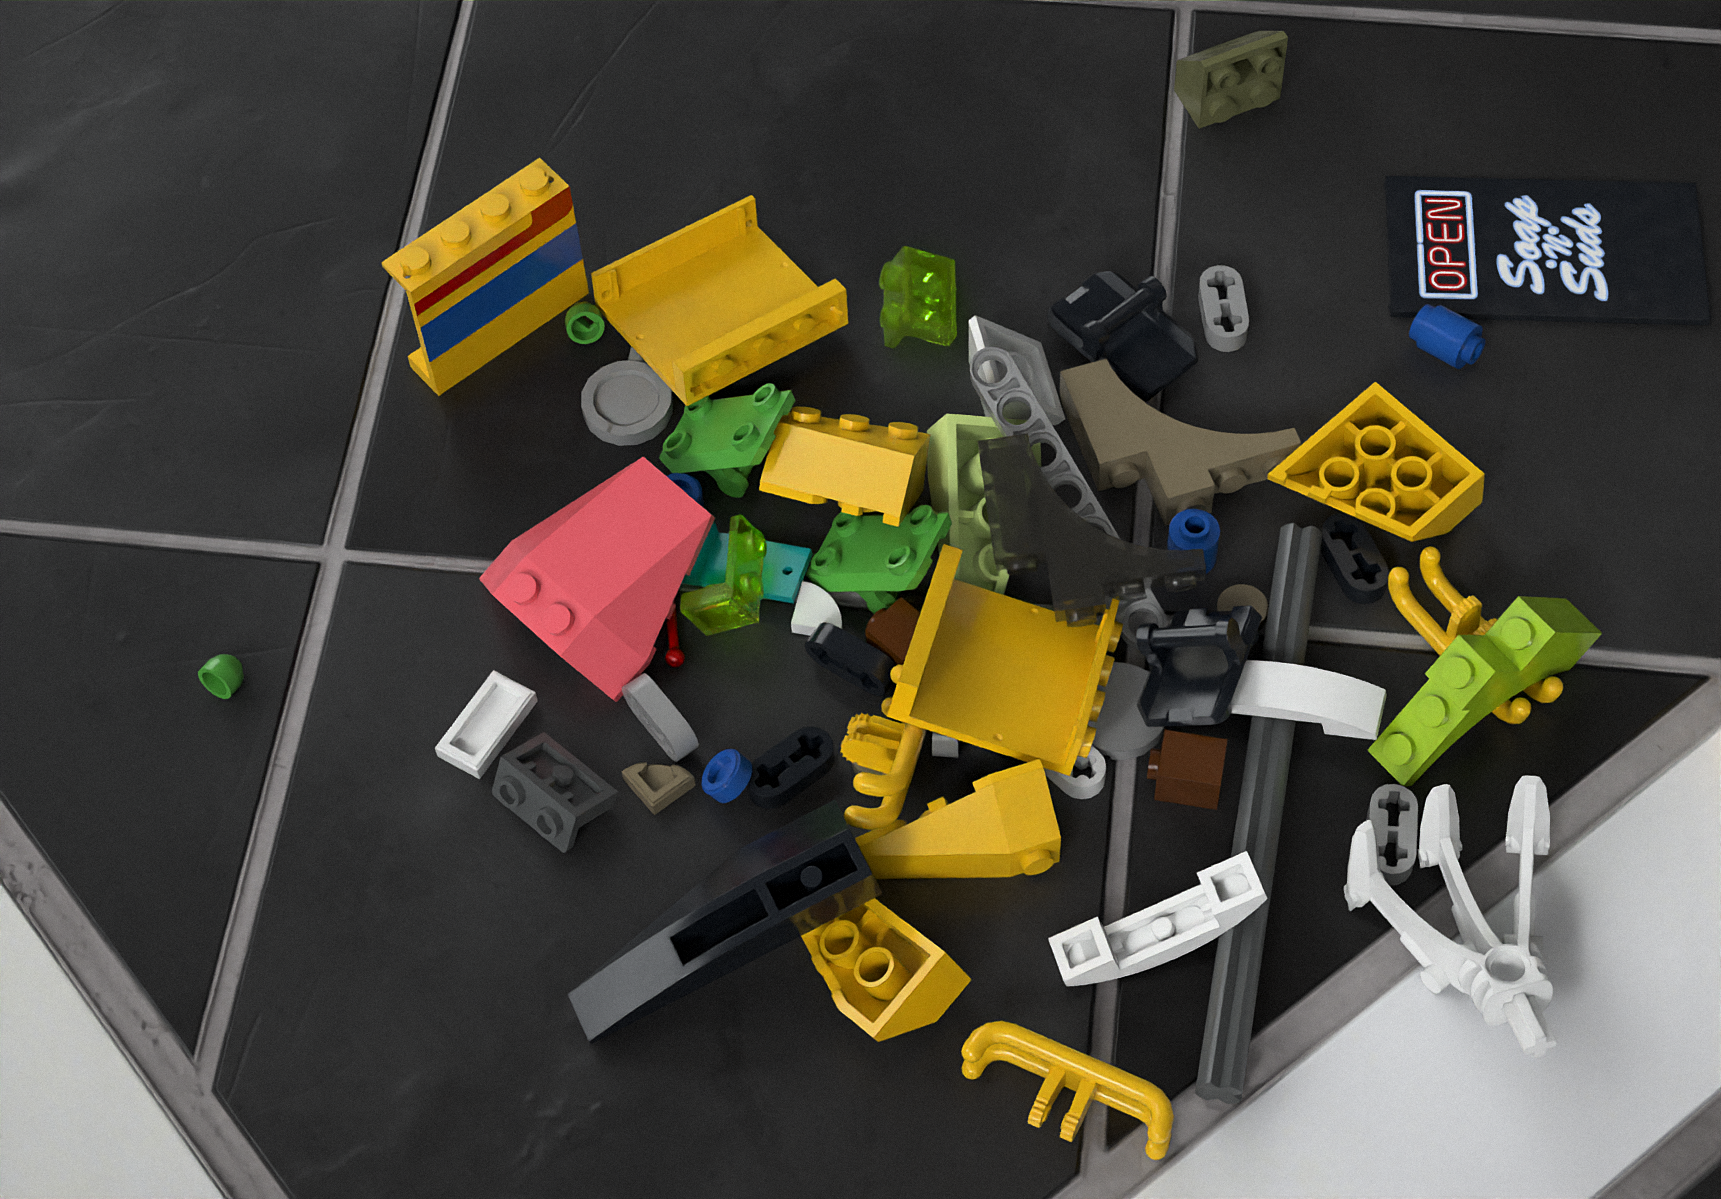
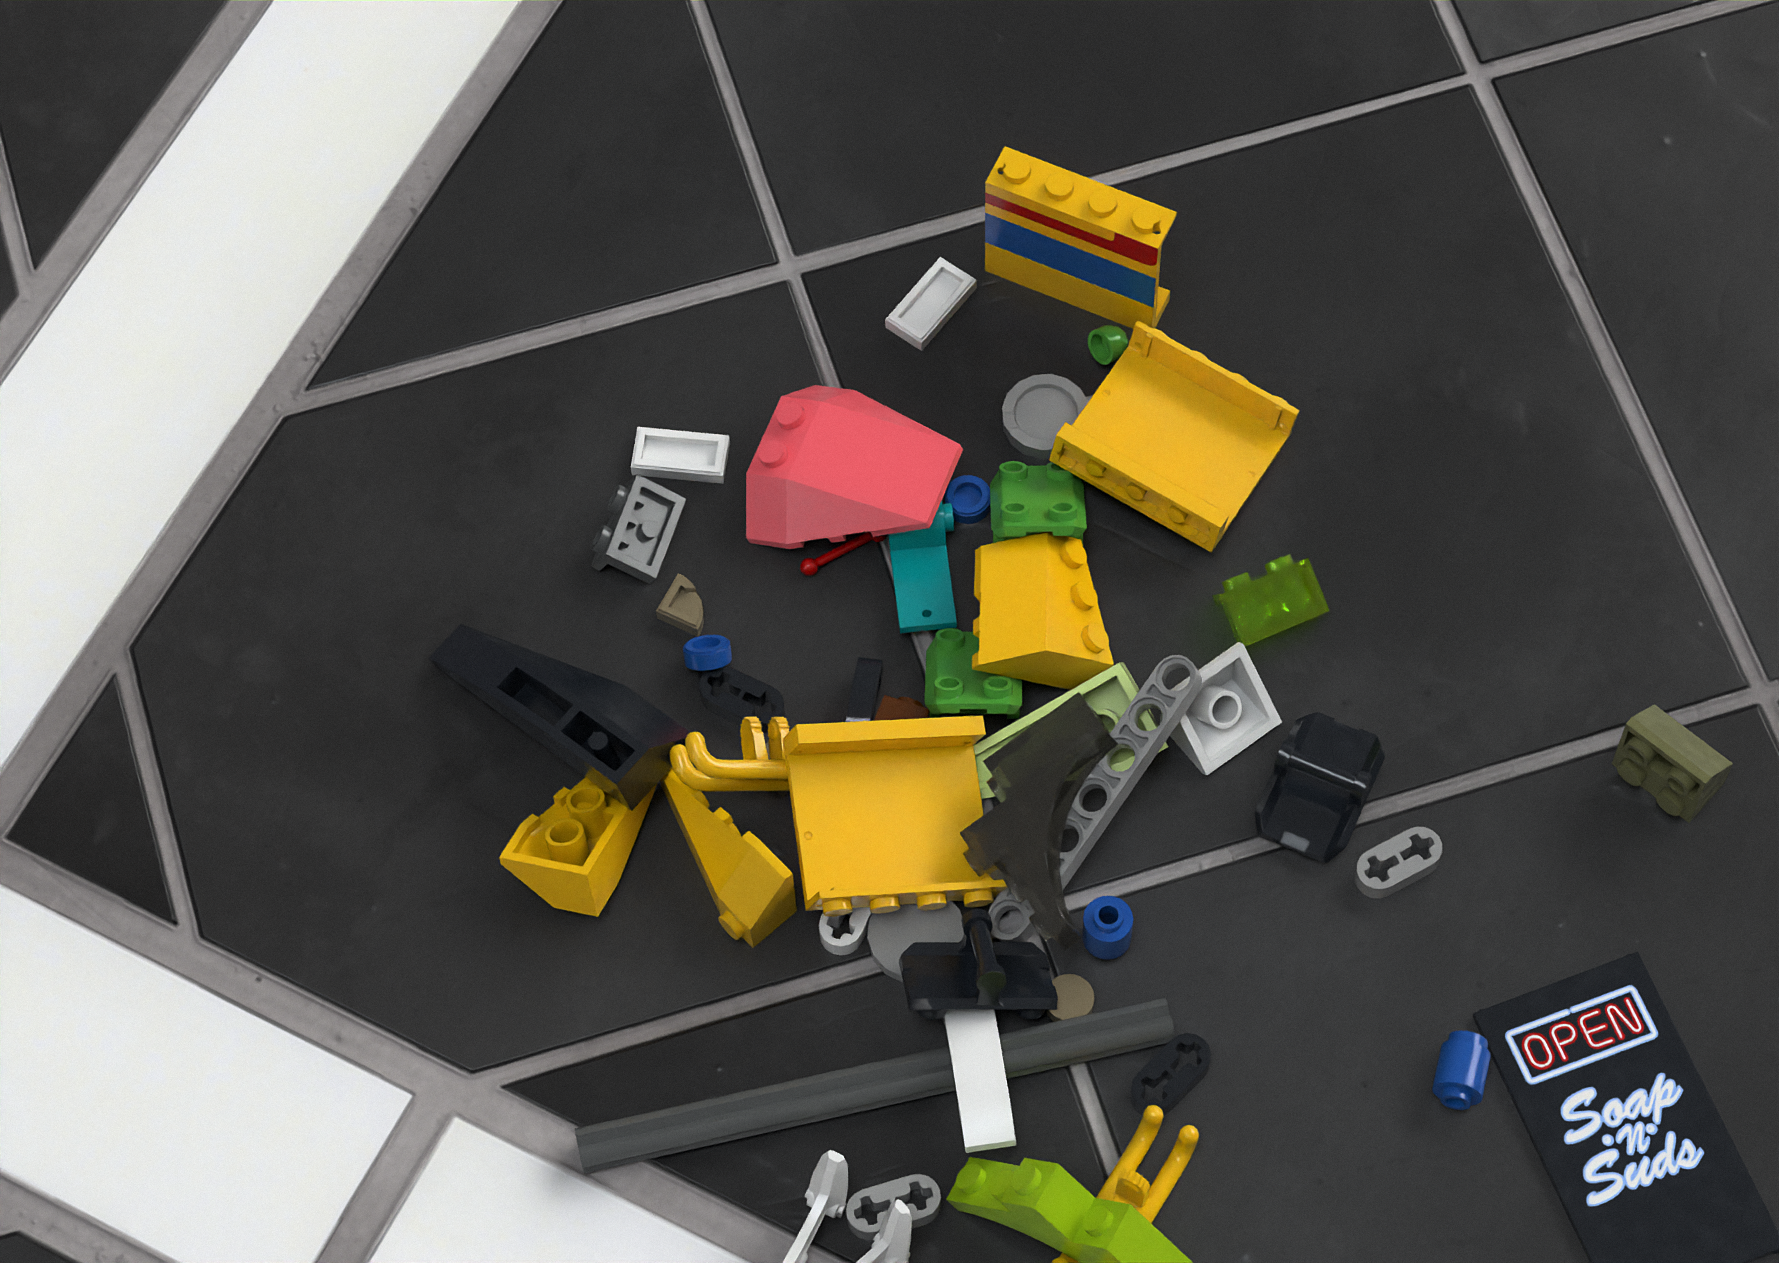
camera: 65 degrees right, 5 degrees up
(222, 675) = (636, 243): bright green hinge -> none
(449, 449) = (931, 303): none -> white tile
(660, 717) = (739, 578): light grey beam -> none
(738, 598) = (895, 577): clear neon green bracket -> none
(813, 608) = (902, 656): white tile -> none
(1076, 1071) = (537, 1106): yellow piece -> none
(1162, 931) = (705, 1044): white slope -> none
(1180, 462) = (1192, 887): dark tan arch -> none
(1188, 769) = (876, 1013): reddish brown brick -> none
(1385, 469) = (1260, 1061): yellow wedge -> none

